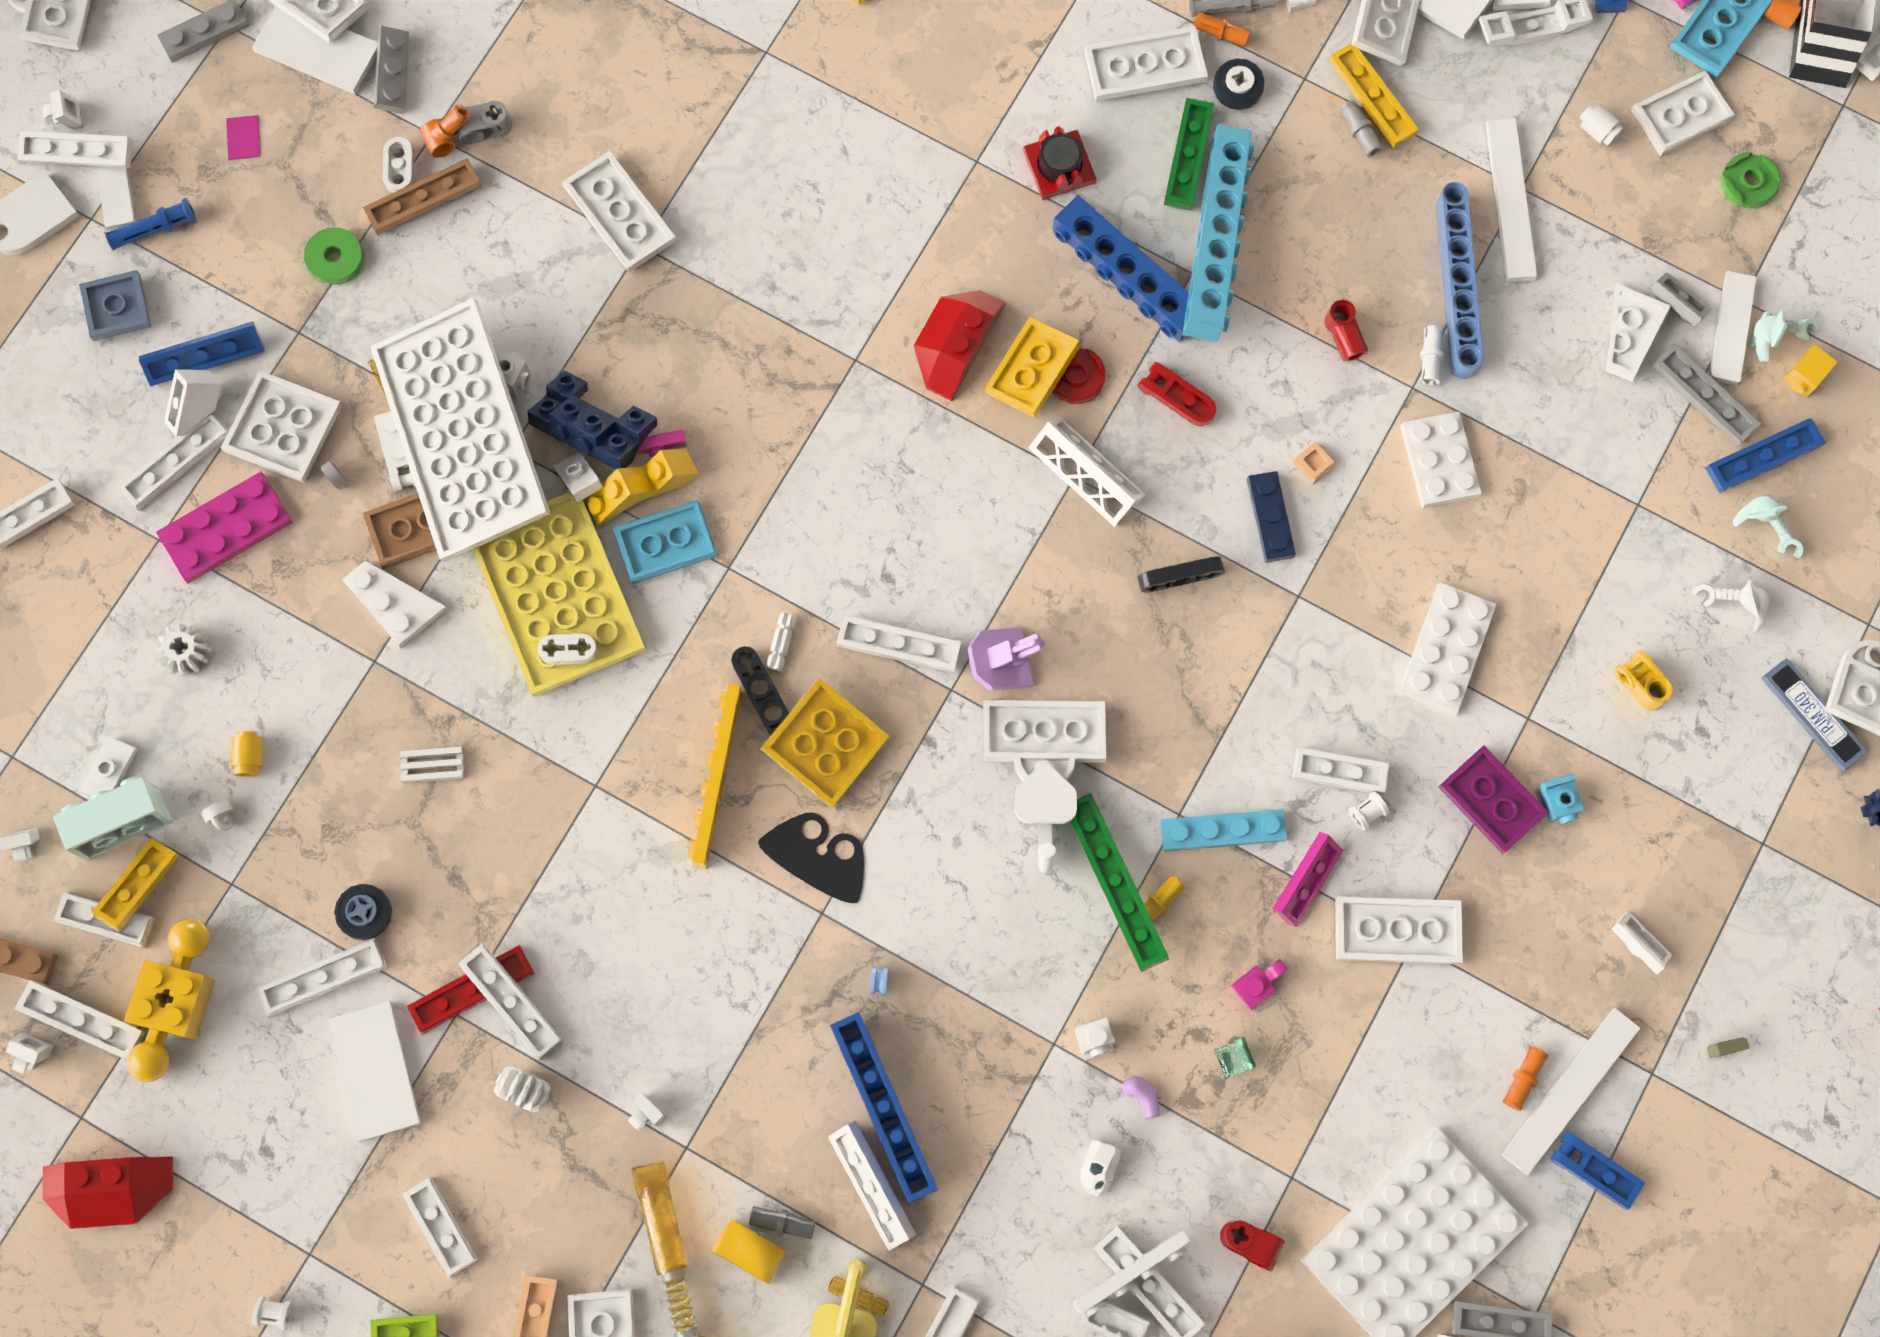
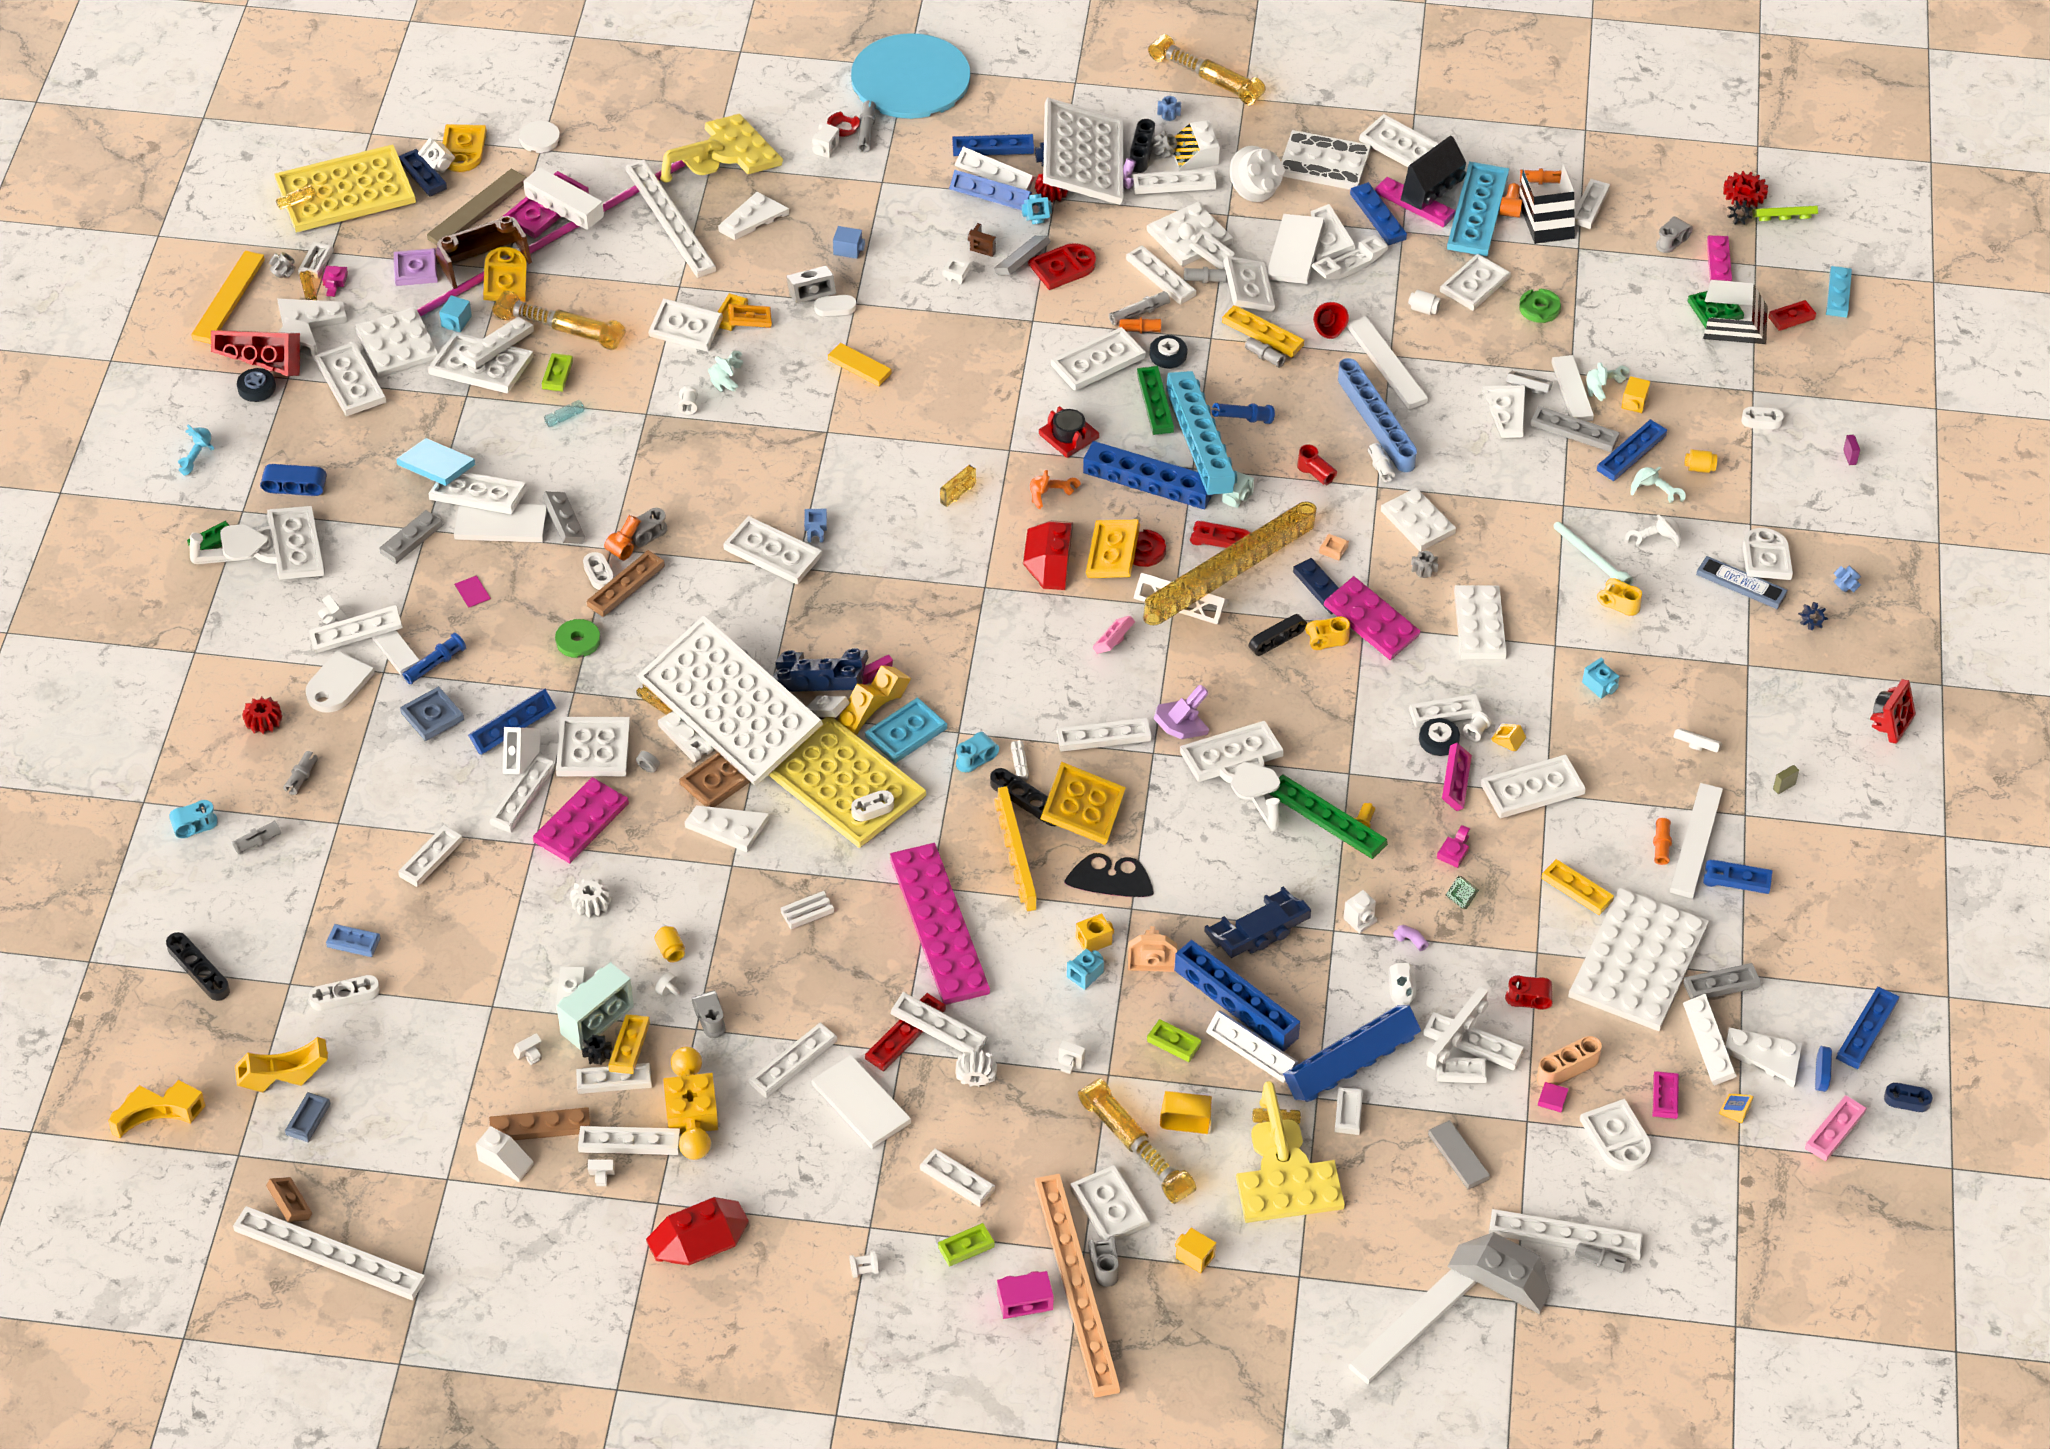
camera: 20 degrees left, 25 degrees down
(100, 882) = (596, 1049): none -> black gear
(249, 869) = (709, 1013): none -> light grey piece
(357, 902) = (800, 1001): black wheel -> none
(579, 847) = (939, 924): none -> dark pink plate
(688, 188) = (815, 523): none -> medium blue plate
(717, 997) = (1085, 968): none -> medium azure brick
(735, 610) = (975, 752): none -> medium azure piece
(743, 934) = (1094, 933): none -> yellow brick
(782, 1136) = (1174, 1040): none -> lime plate
(782, 1222) = (1214, 1088): dark grey pin -> none
(808, 1002) = (1152, 952): none -> light nougat piece
(879, 980) = (1193, 929): light blue bush -> none
(892, 194) = (958, 485): none -> clear yellow plate
(963, 1014) = (1261, 926): none -> dark blue bracket
(977, 497) = (1114, 634): none -> bright pink plate
(986, 236) = (1041, 484): none -> orange piece
(988, 1249) = (1352, 1052): none -> blue brick
(1155, 460) = (1229, 563): none -> clear yellow beam
(1223, 830) = (1384, 771): medium azure plate -> none
(1238, 330) = (1241, 490): none -> light aqua brick
(1242, 596) = (1330, 632): none -> yellow piece
(1299, 222) = (1251, 412): none -> blue pin
(1309, 818) = (1438, 735): none -> black wheel
(1310, 594) = (1372, 618): none -> dark pink plate
(1385, 1106) = (1577, 887): none -> yellow plate
(1404, 838) = (1509, 736): none -> yellow slope
(1421, 531) = (1424, 564): none -> light grey gear
(1464, 112) = (1330, 319): none -> red helmet
(1493, 799) = (1556, 694): magenta plate -> none
(1657, 651) = (1591, 554): none -> light aqua piece
(1847, 507) = (1700, 461): none -> yellow brick

